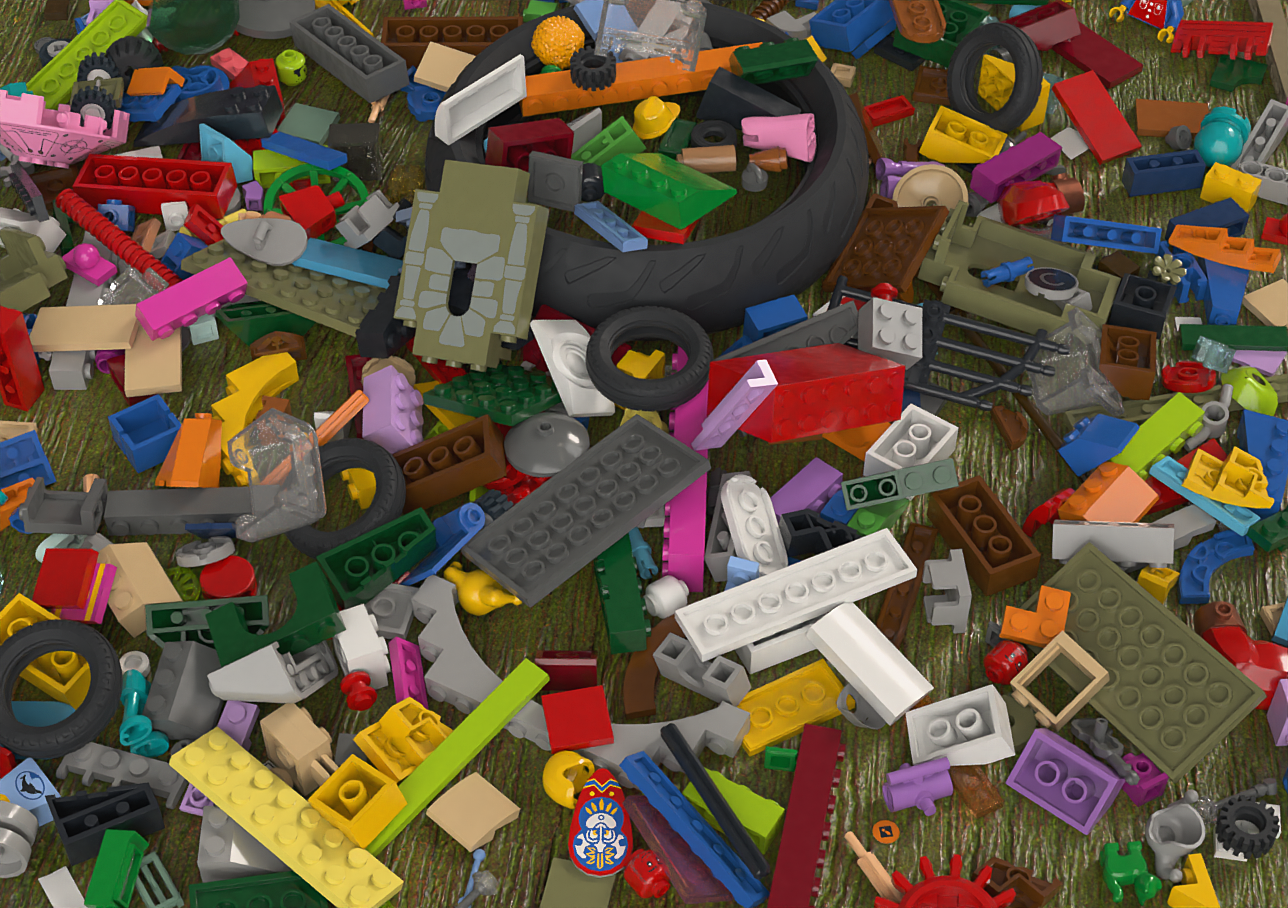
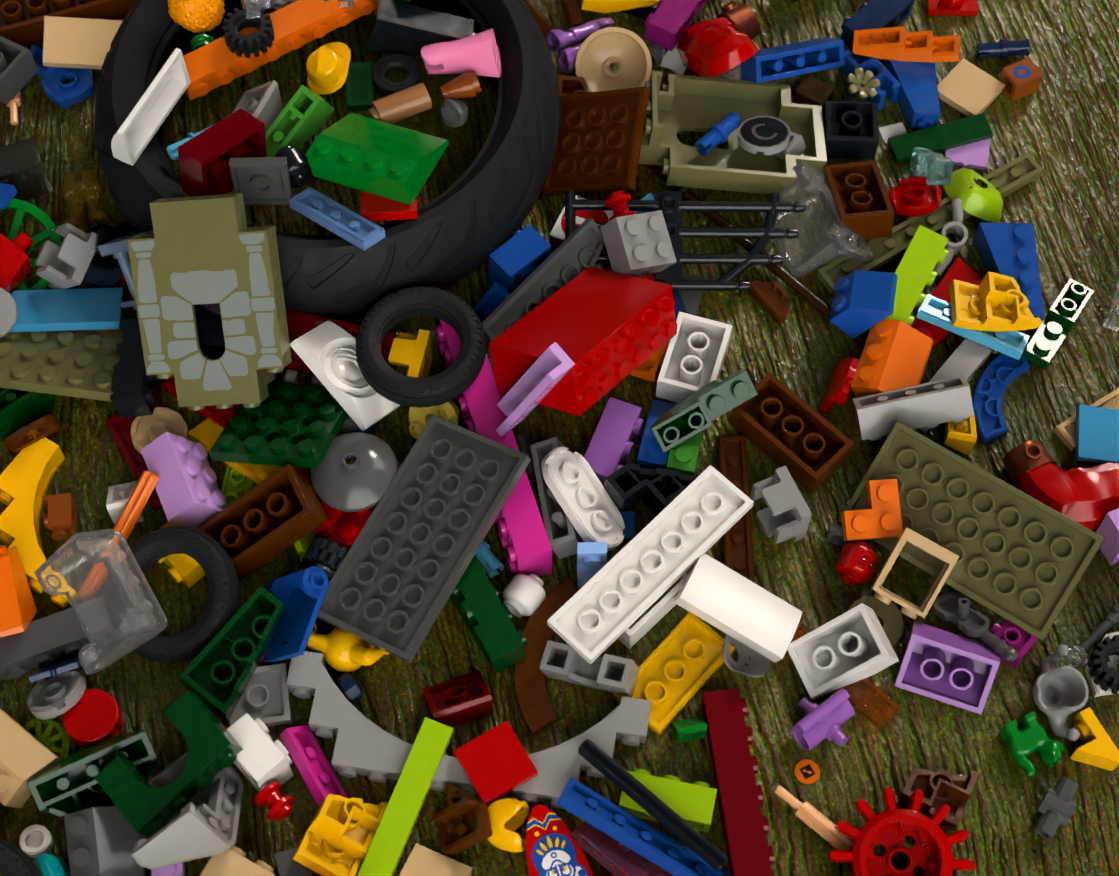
camera: 20 degrees left, 15 degrees up
(470, 625) = (349, 687): none -> dark blue tile
(526, 762) = (462, 821): none -> reddish brown slope

